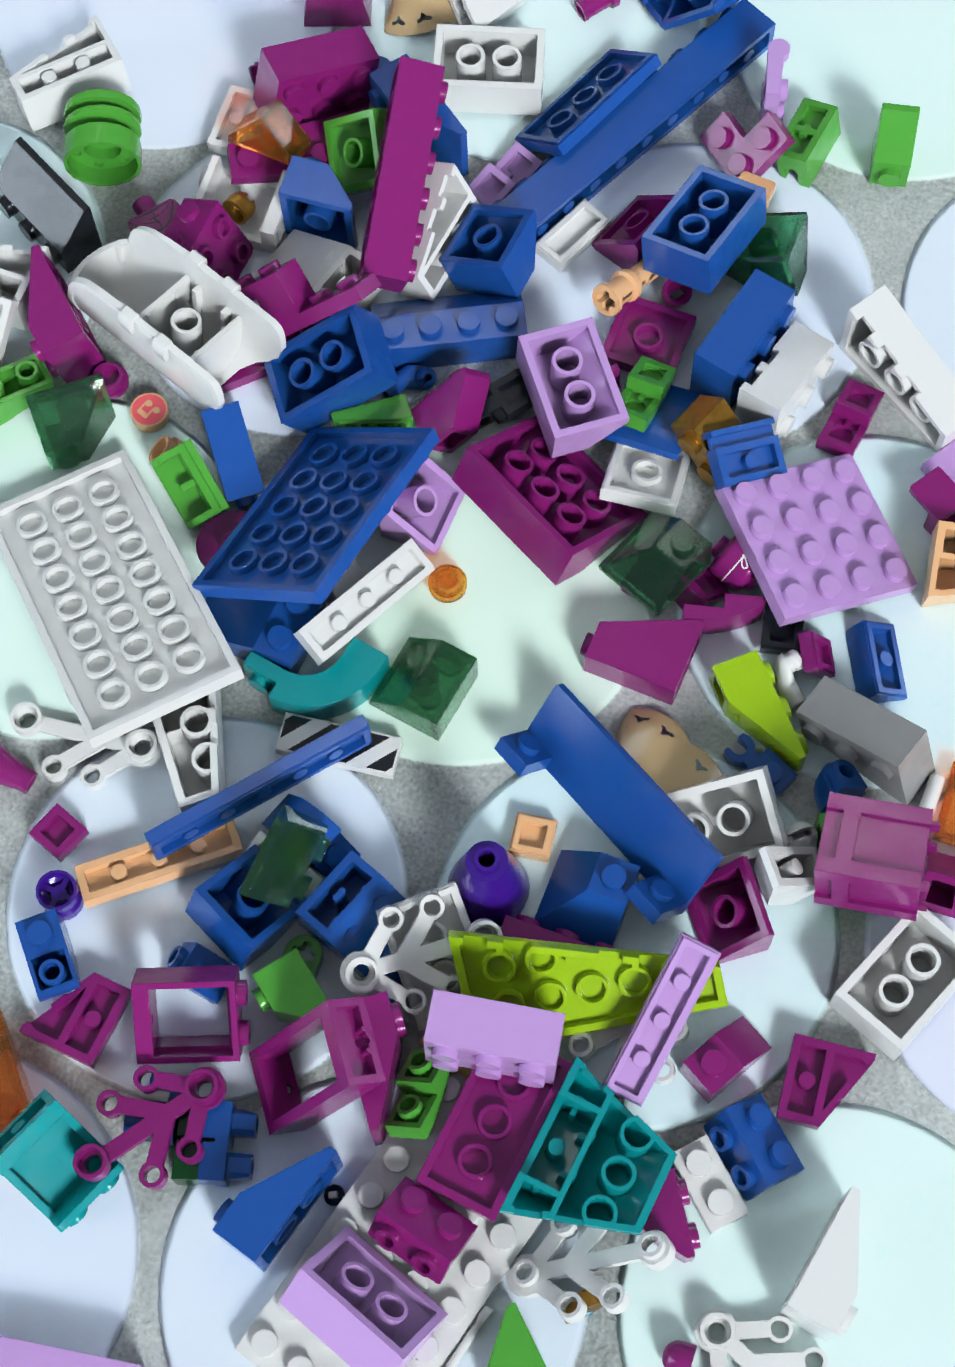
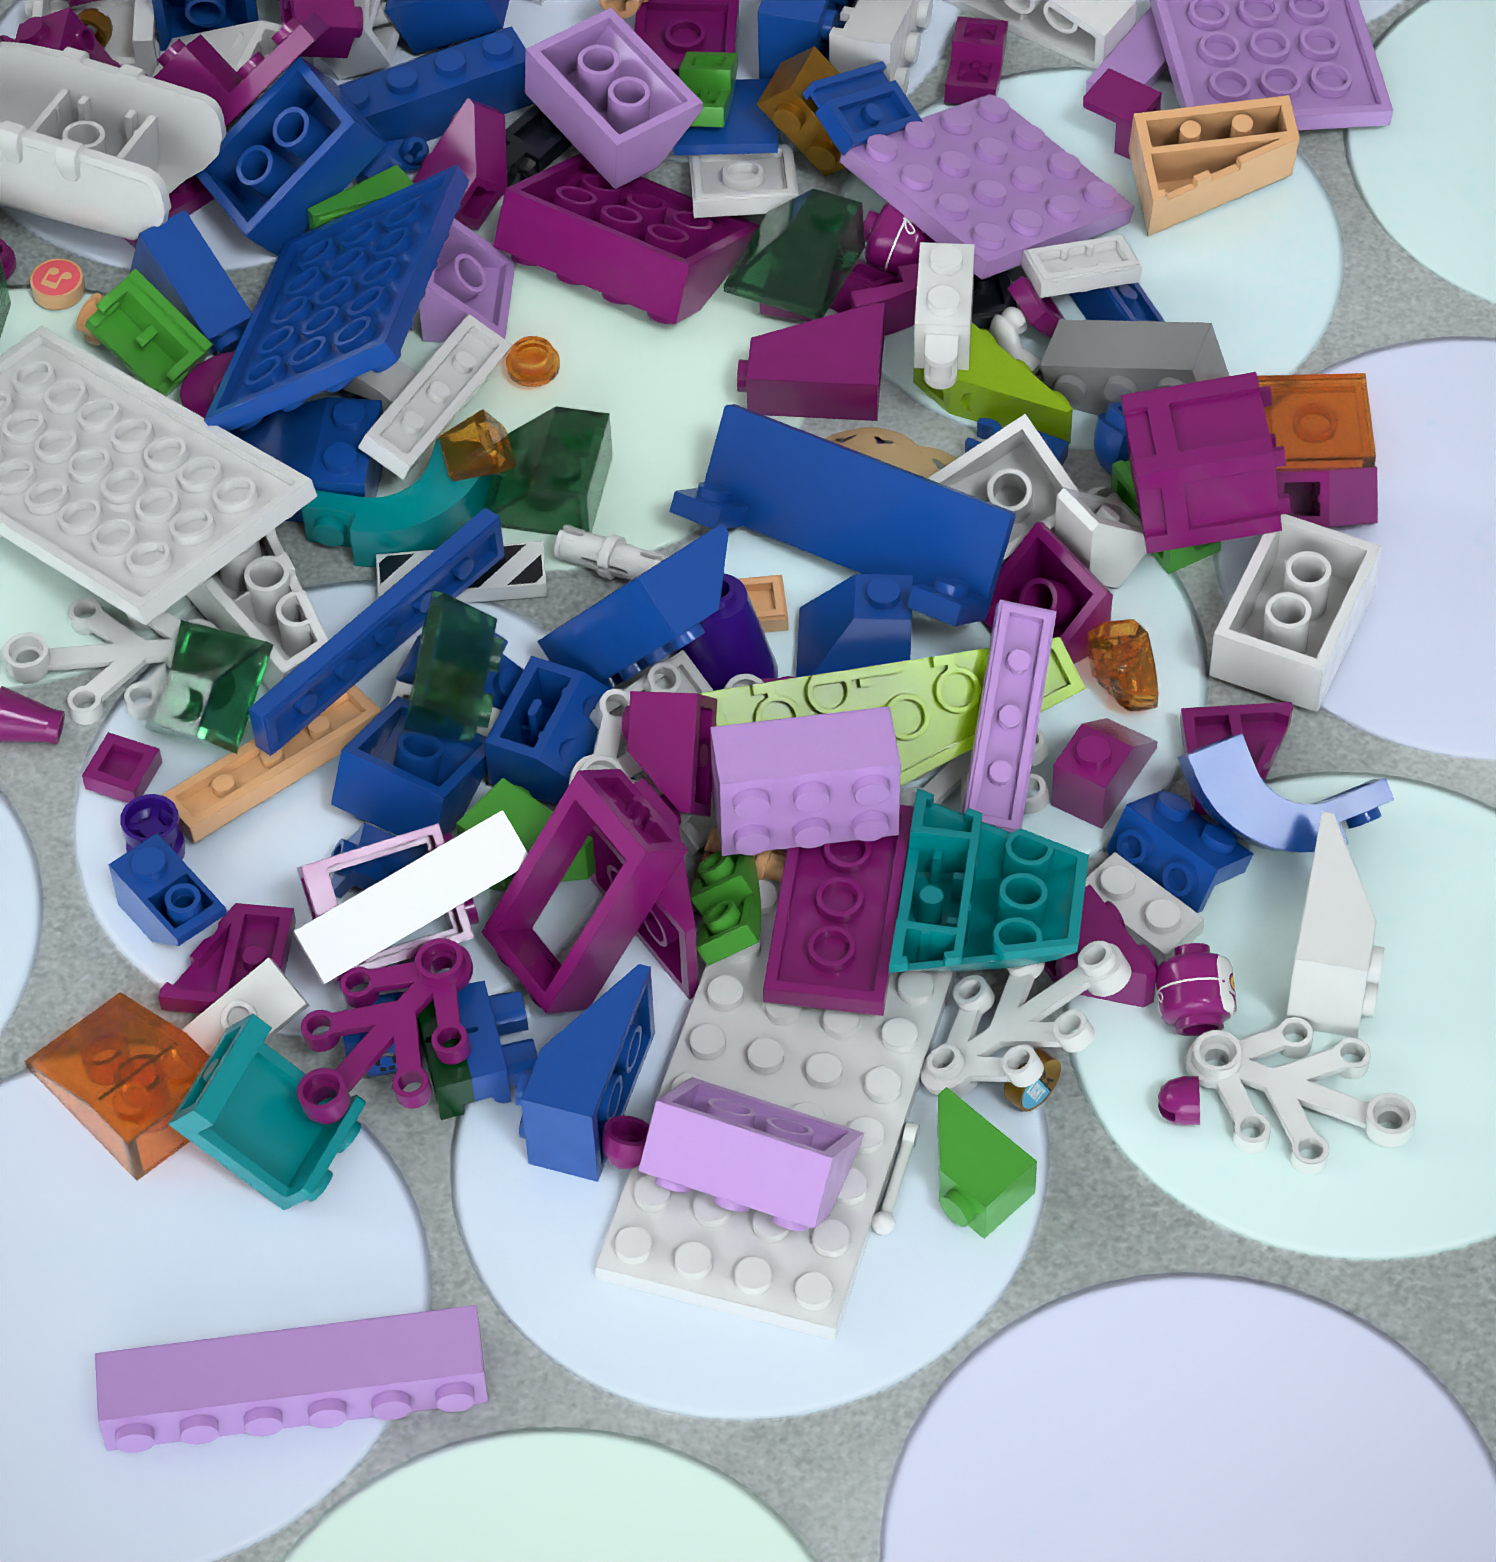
camera: 20 degrees left, 15 degrees down
(68, 1069) = (262, 992): none -> white plate
(128, 797) = (209, 686): none -> clear green slope
(201, 1027) = (412, 897): none -> white tile
(284, 1257) = (624, 1141): none -> magenta hinge
(334, 1194) = (656, 1066): black piece -> none
(376, 657) = (477, 447): none -> clear orange slope
(413, 968) = (673, 745): none -> magenta slope
(421, 1230) = (791, 1049): magenta bracket -> none
(434, 850) = (645, 616): none -> blue slope
(445, 766) = (607, 555): none -> white pin
(720, 1274) = (1195, 990): none -> magenta head
(738, 654) = (943, 311): none -> white brick
(768, 982) = (1124, 663): none -> clear orange rock
(826, 1155) = (1239, 799): none -> arch
(857, 634) = (1081, 266): none -> white plate

